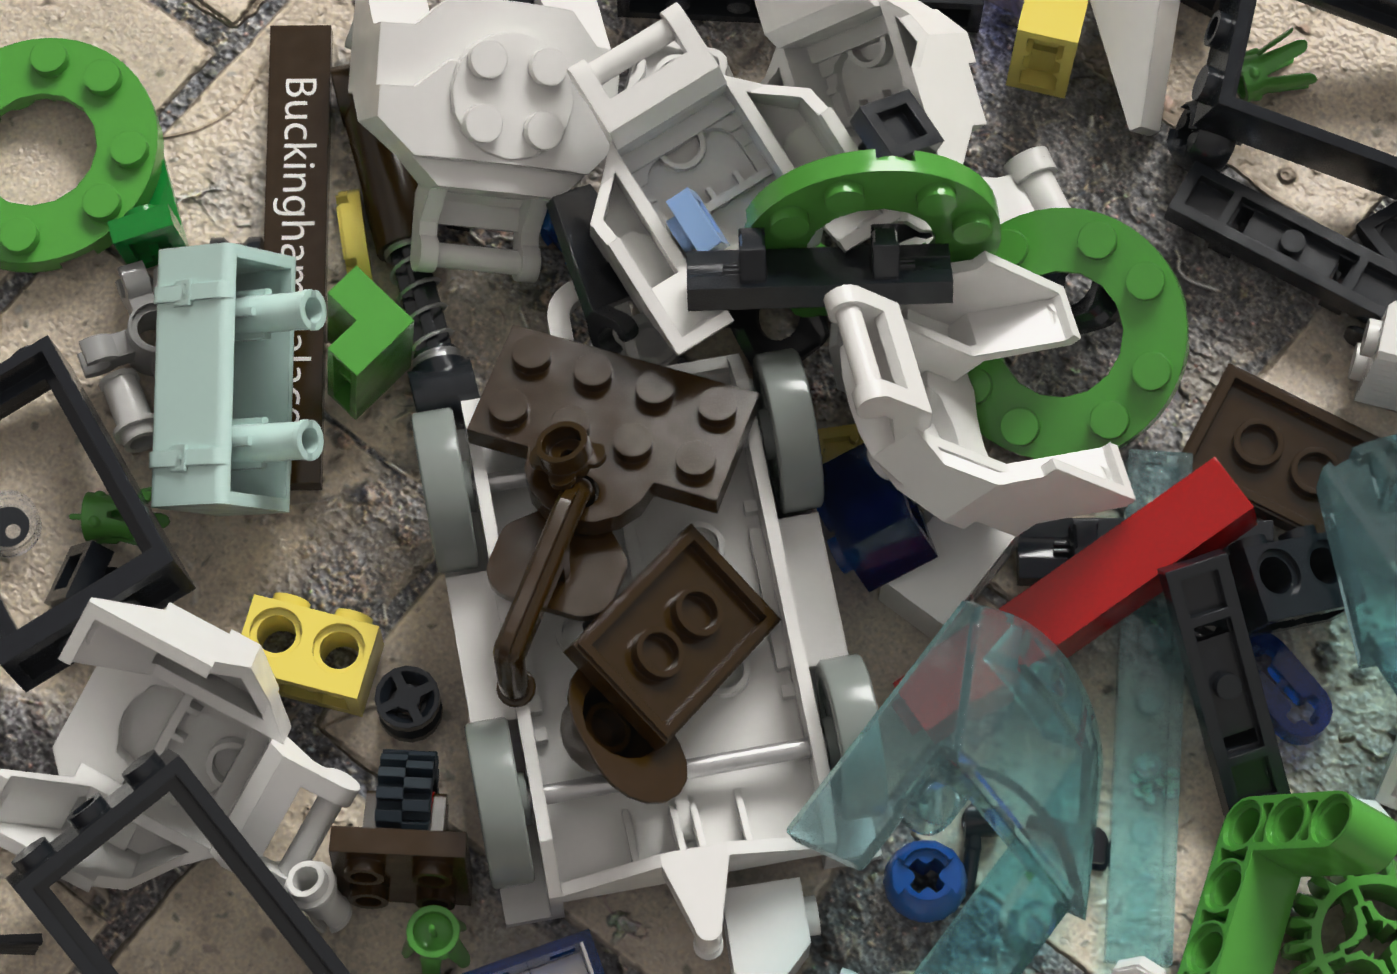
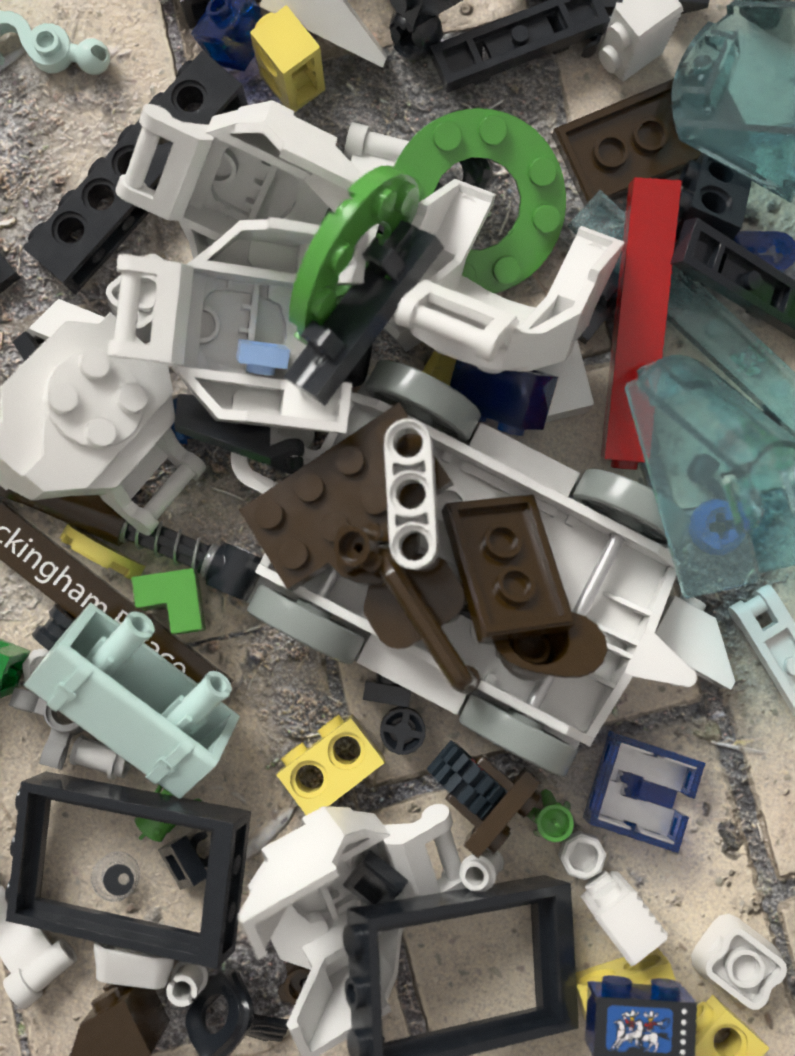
camera: 55 degrees left, 15 degrees up
(222, 769) = (375, 880): none -> black tile
(438, 652) = (386, 691): none -> black plate
(671, 432) = (404, 471): none -> white beam
(896, 127) = (316, 191): black tile -> none

